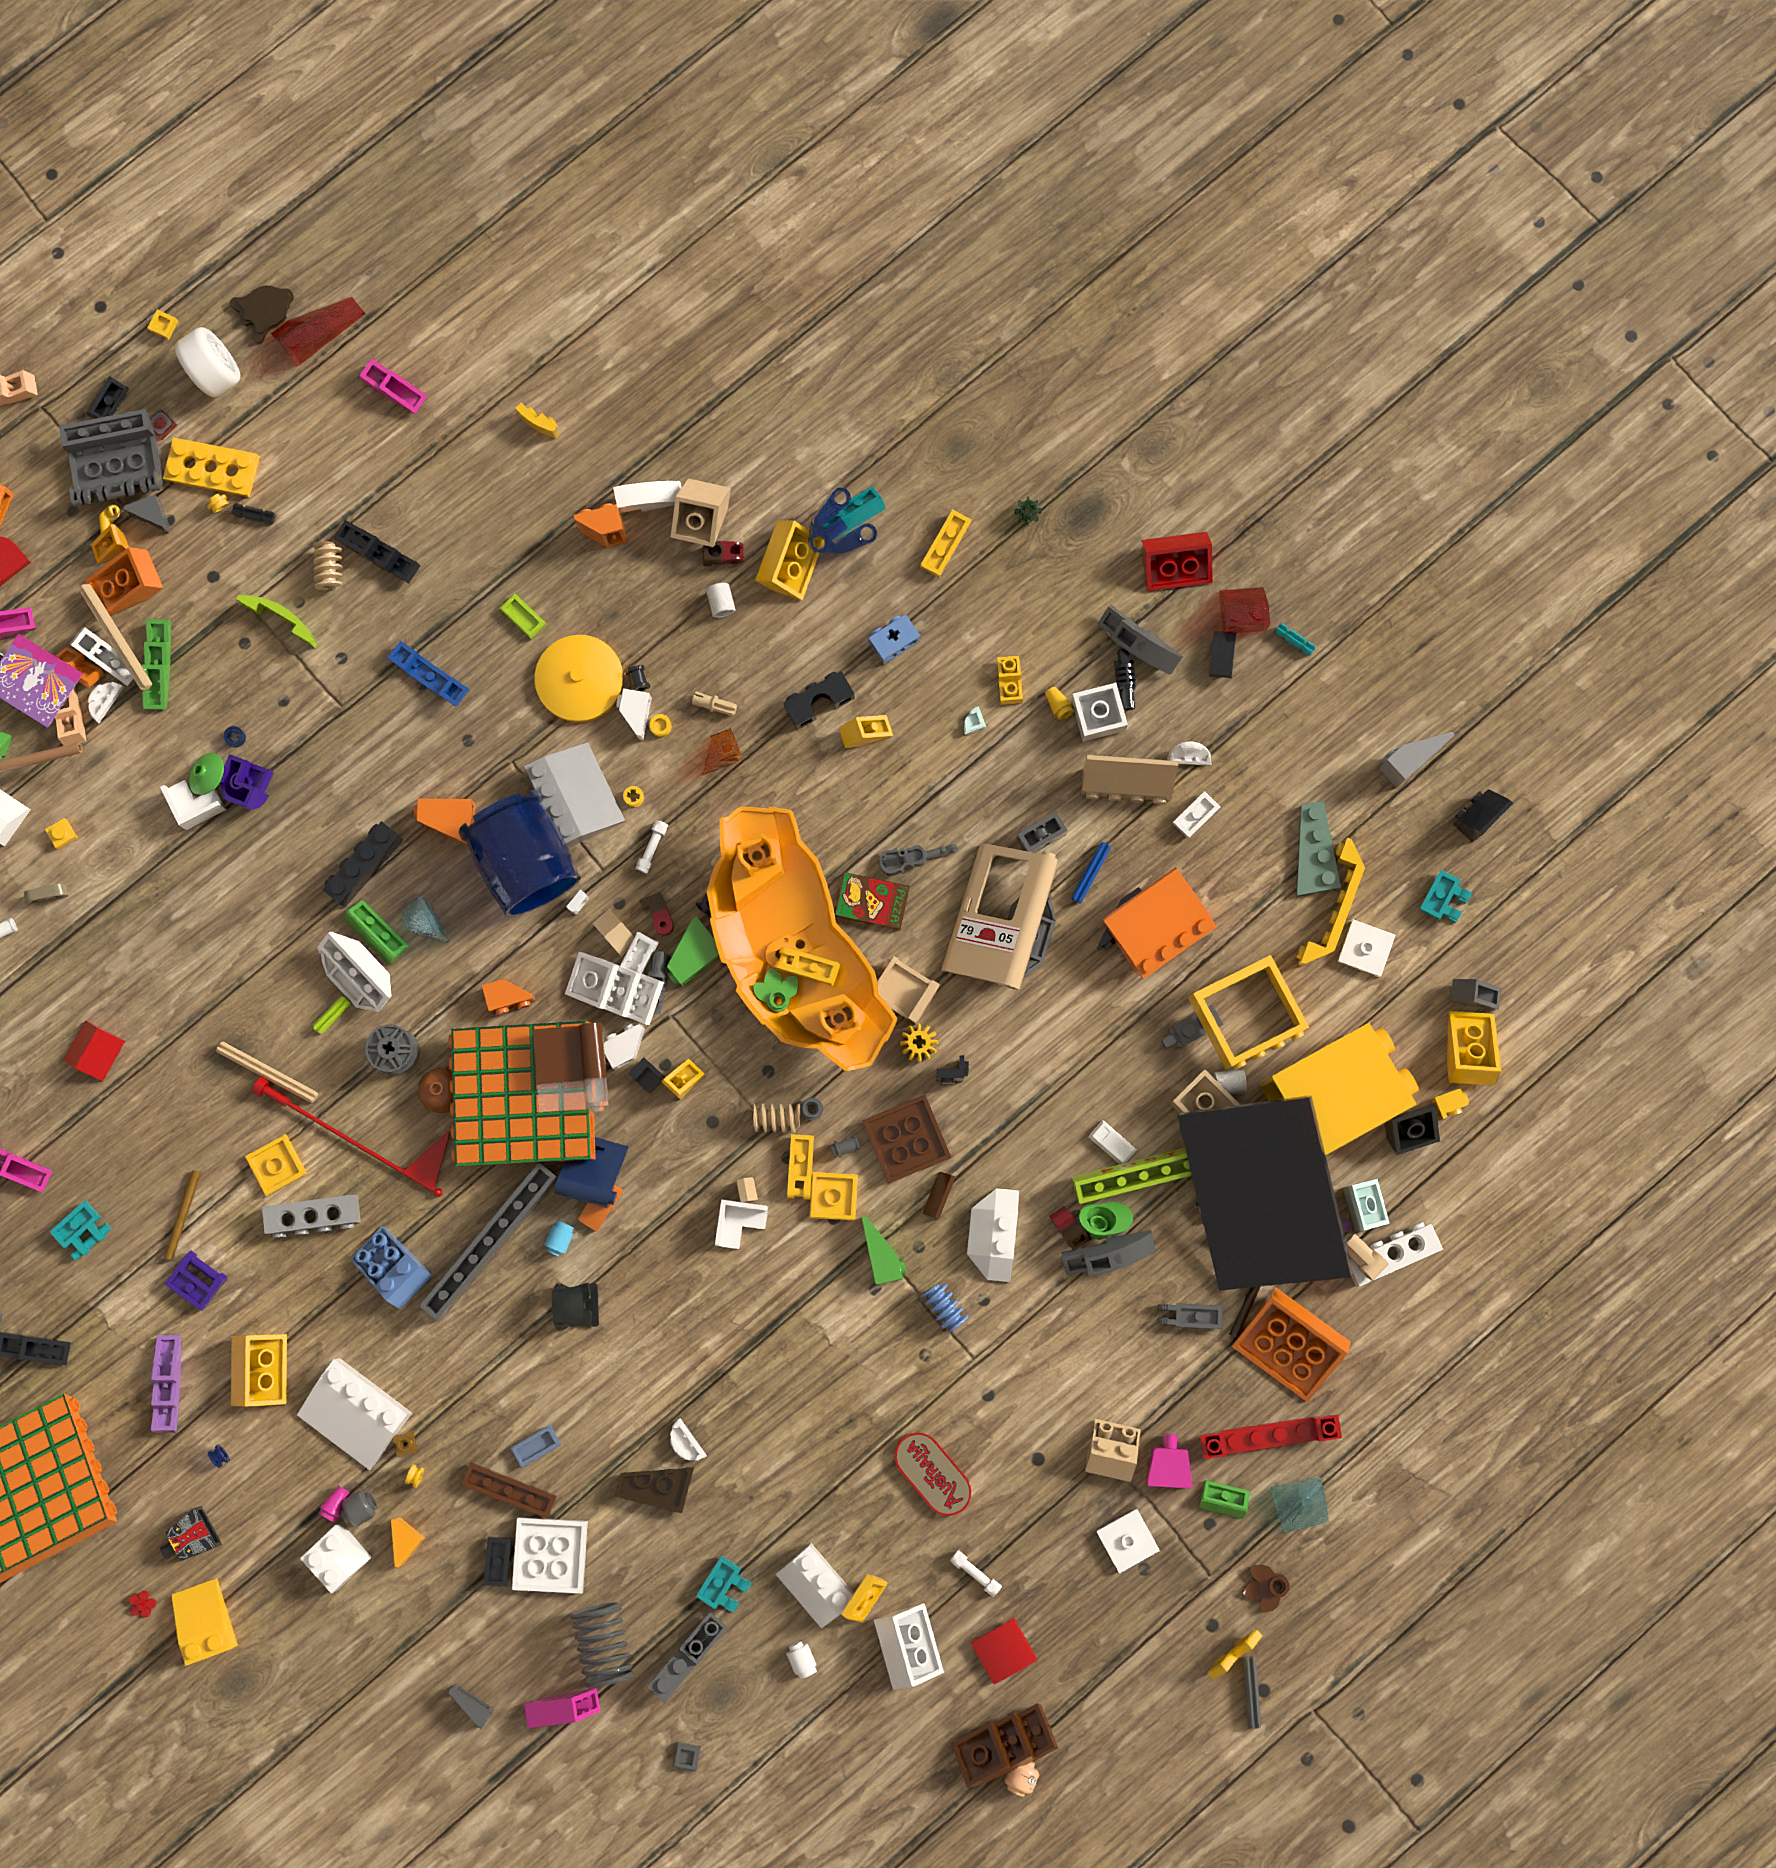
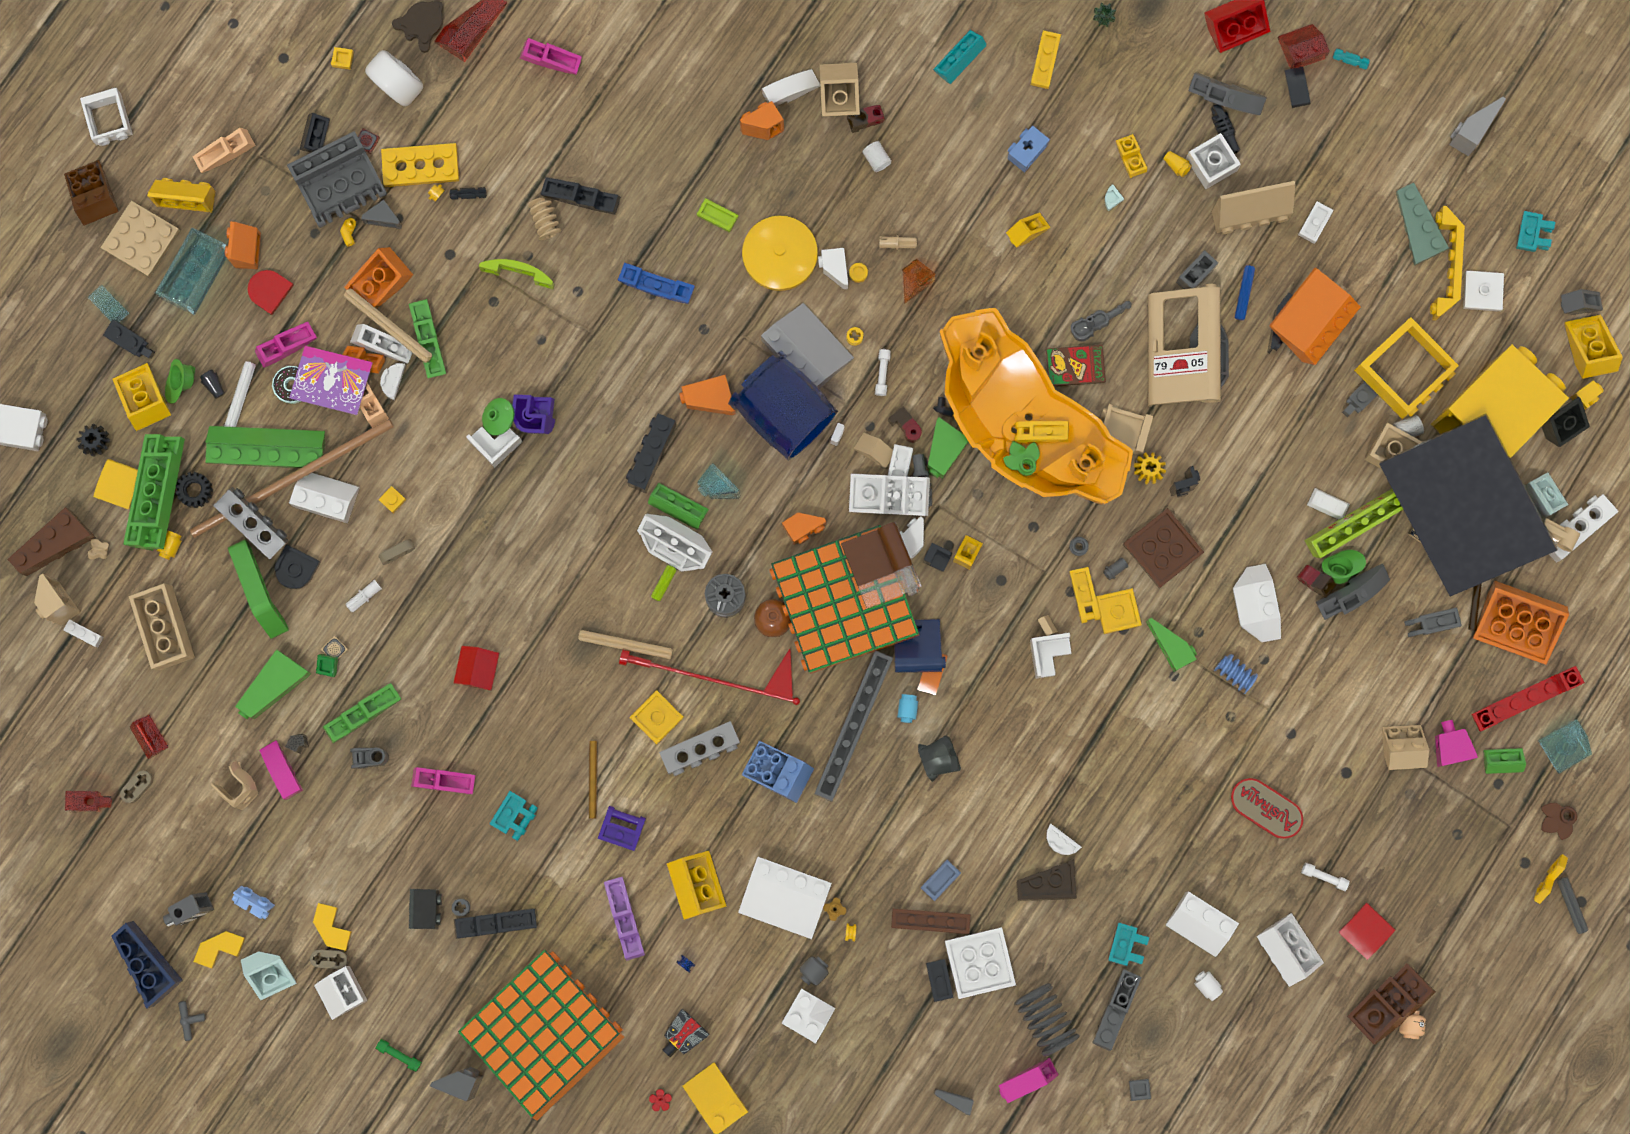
camera: 20 degrees left, 0 degrees up
(109, 544) = (356, 252): light orange slope -> none
(241, 739) = (510, 385): clear blue bush -> none
(333, 1504) = (792, 974): dark pink cone -> none
(405, 1540) = (860, 986): light orange slope -> none
(540, 423) = (685, 54): yellow slope -> none
(637, 678) = (828, 238): black bush -> none
(776, 1118) = (1053, 561): tan piece -> none
(789, 560) = (922, 107): yellow slope -> none
(825, 513) = (942, 61): clear blue connector -> none
(833, 688) = (992, 202): black arch -> none
(864, 1598) = (1245, 920): yellow tile -> none
(939, 1195) = (1203, 585): reddish brown slope -> none
(1127, 1540) = (1438, 815): white plate -> none
(1190, 753) = (1297, 173): white plate -> none
(1481, 814) = (1544, 157): black slope -> none

